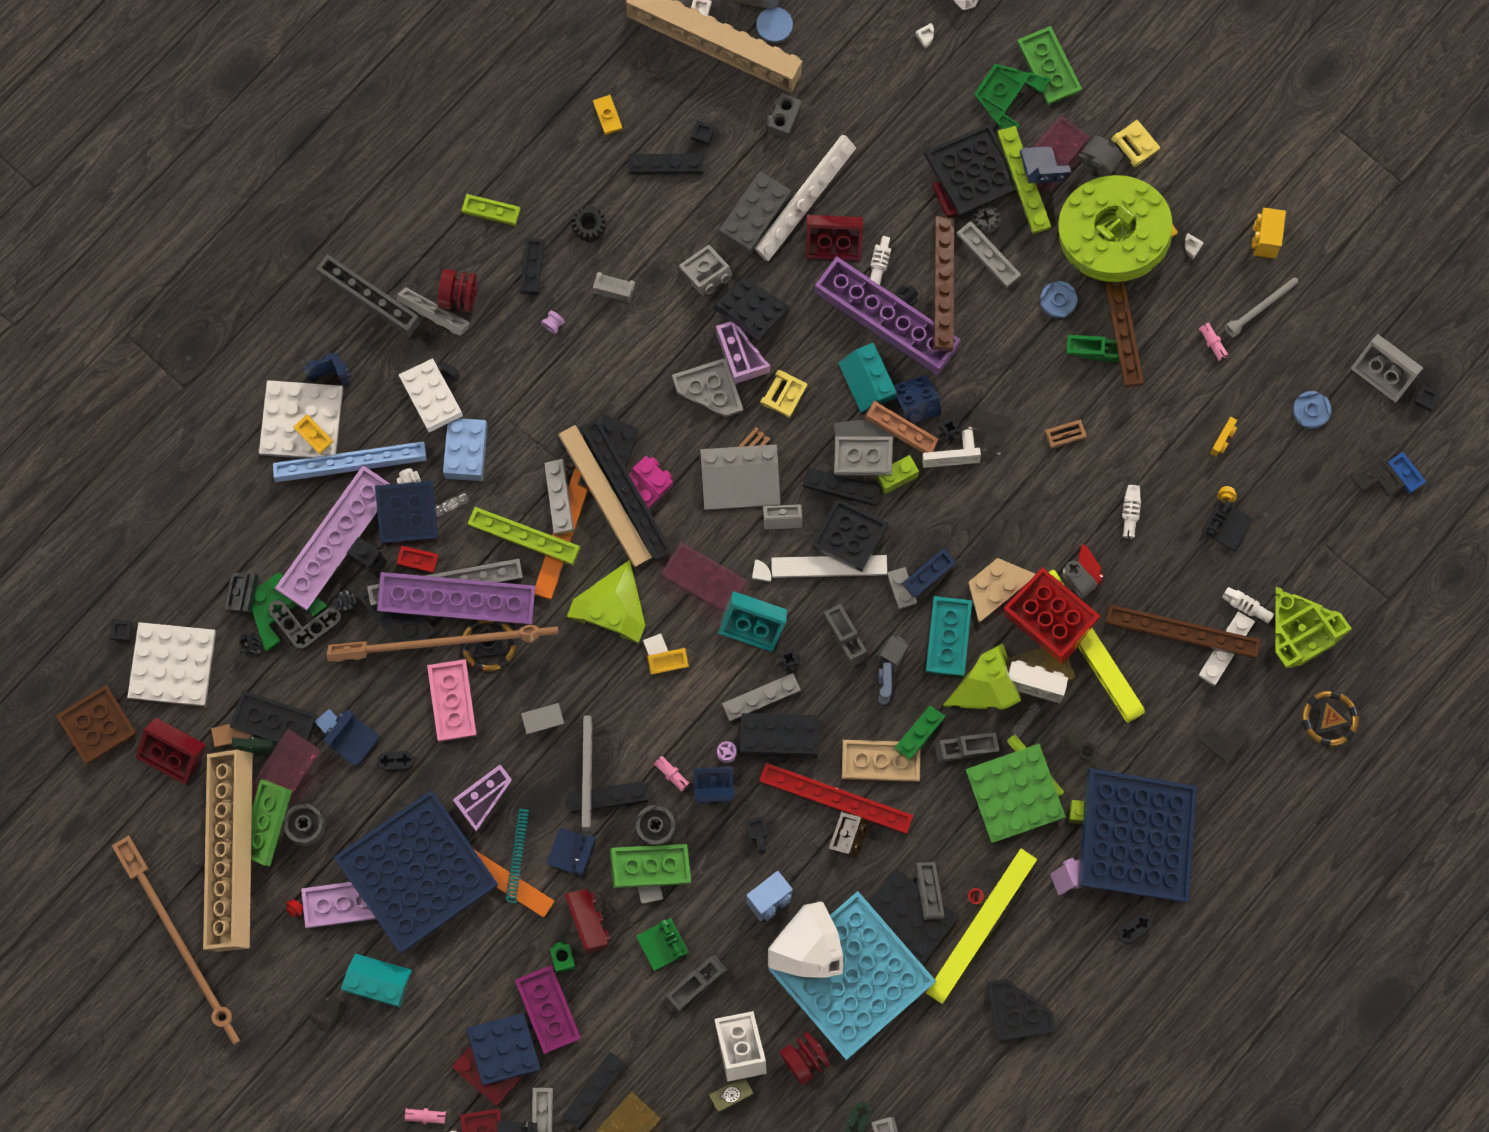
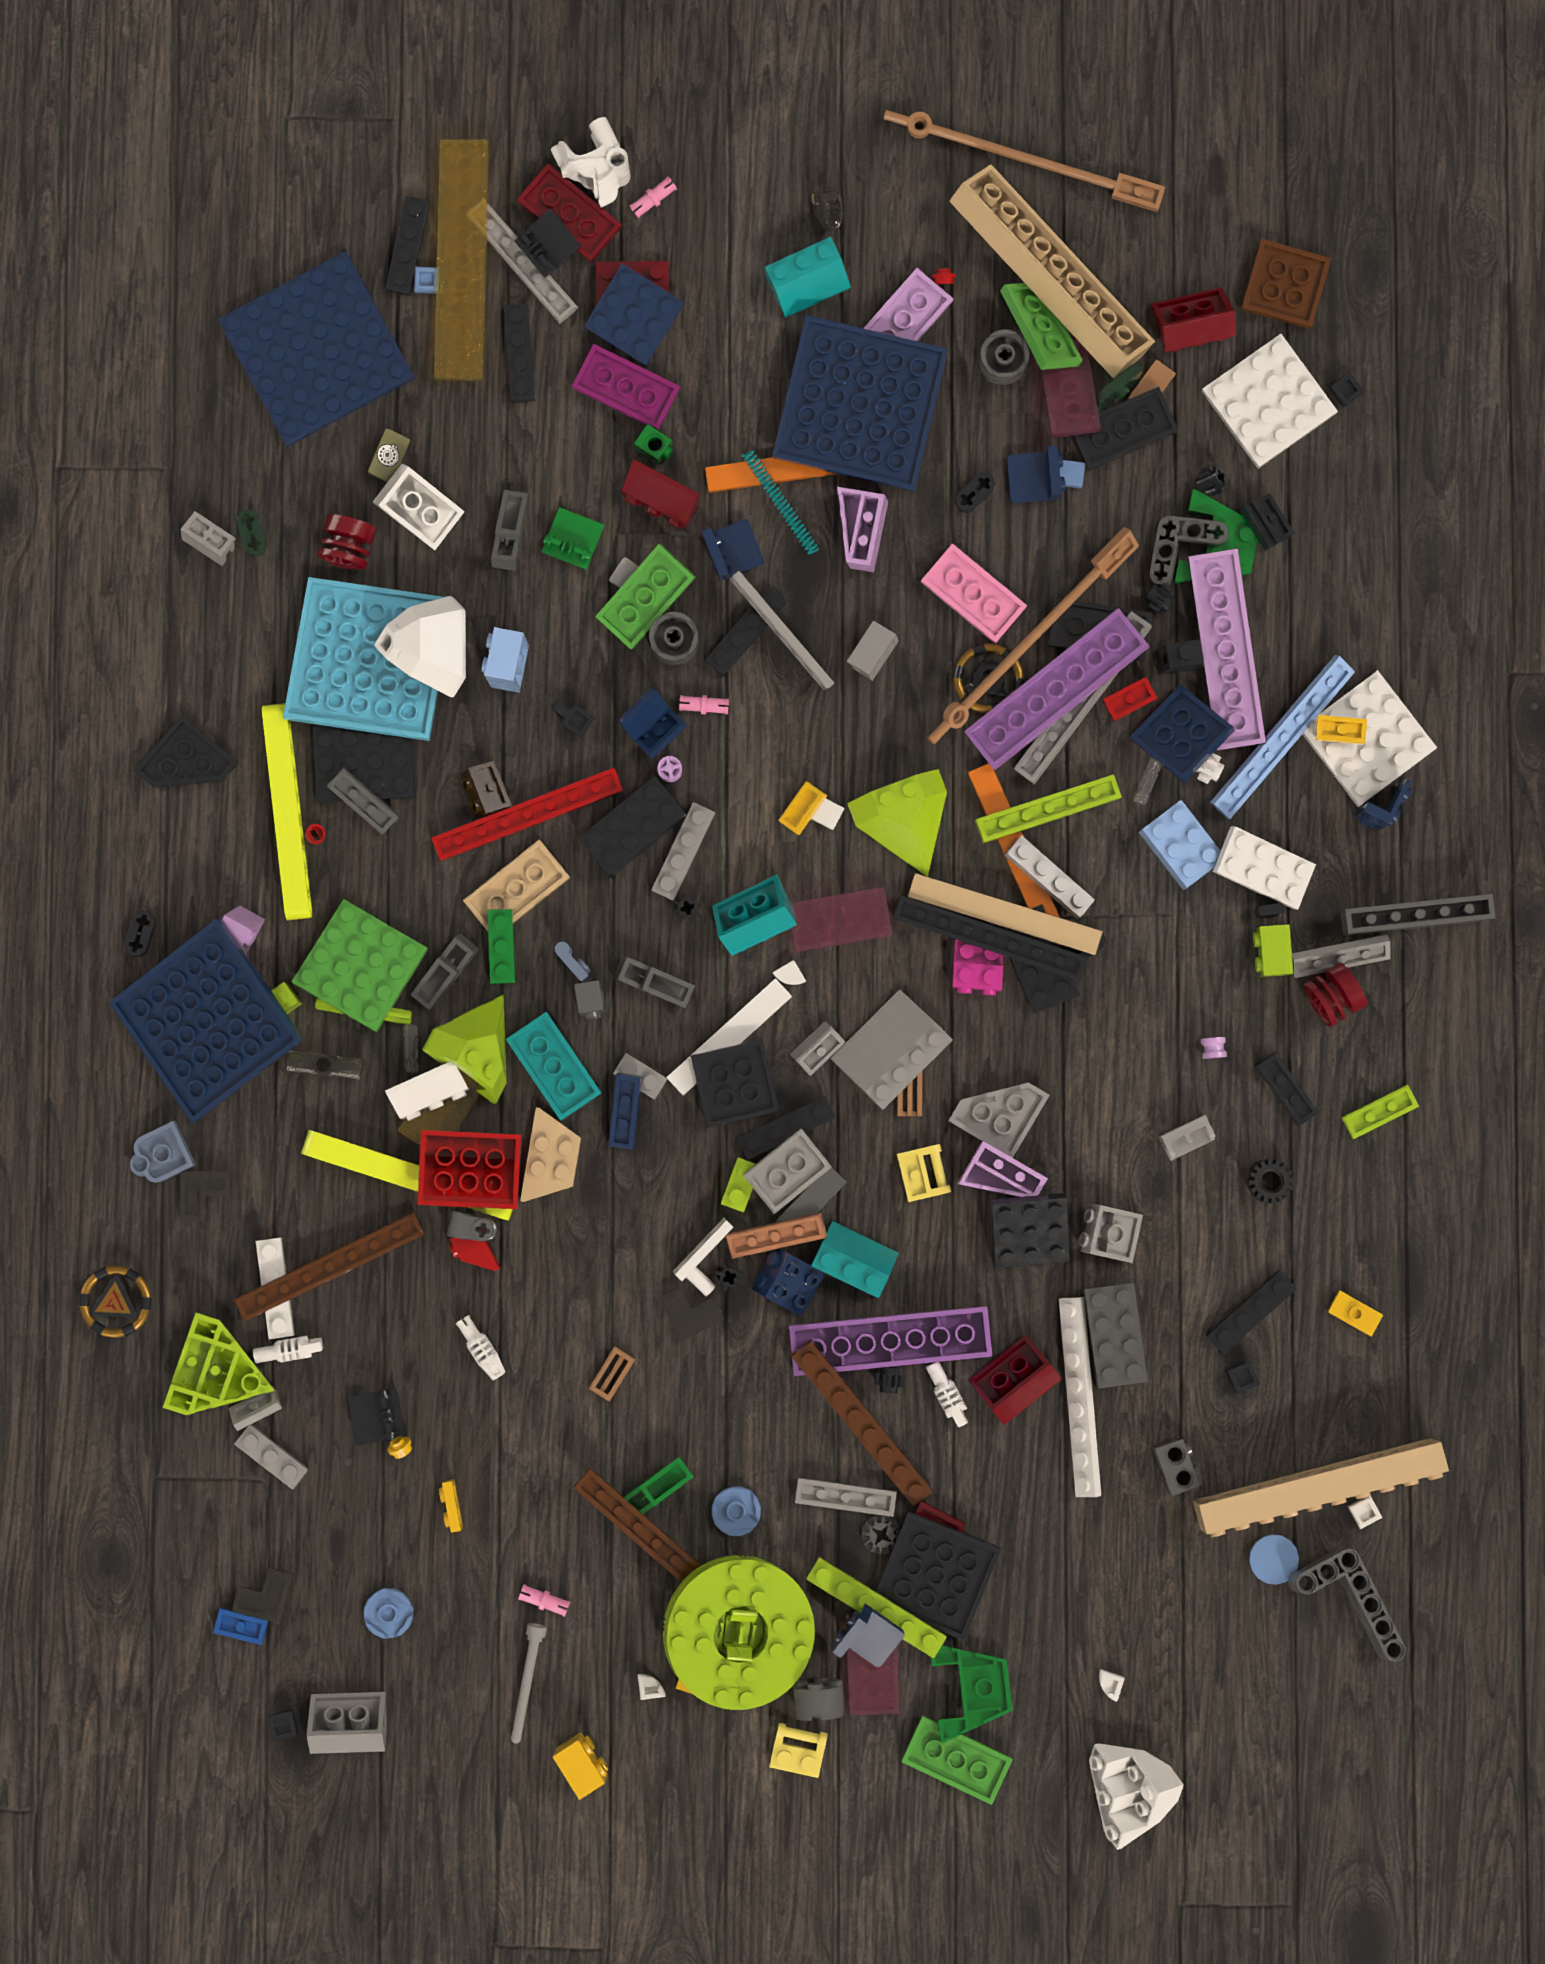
camera: 140 degrees right, 10 degrees up
(468, 346) = (1273, 950): none -> lime brick
(1230, 783) = (161, 1154): none -> sand blue plate
(1297, 586) = (254, 1409): none -> light grey plate
(1308, 553) = (271, 1456): none -> light grey plate

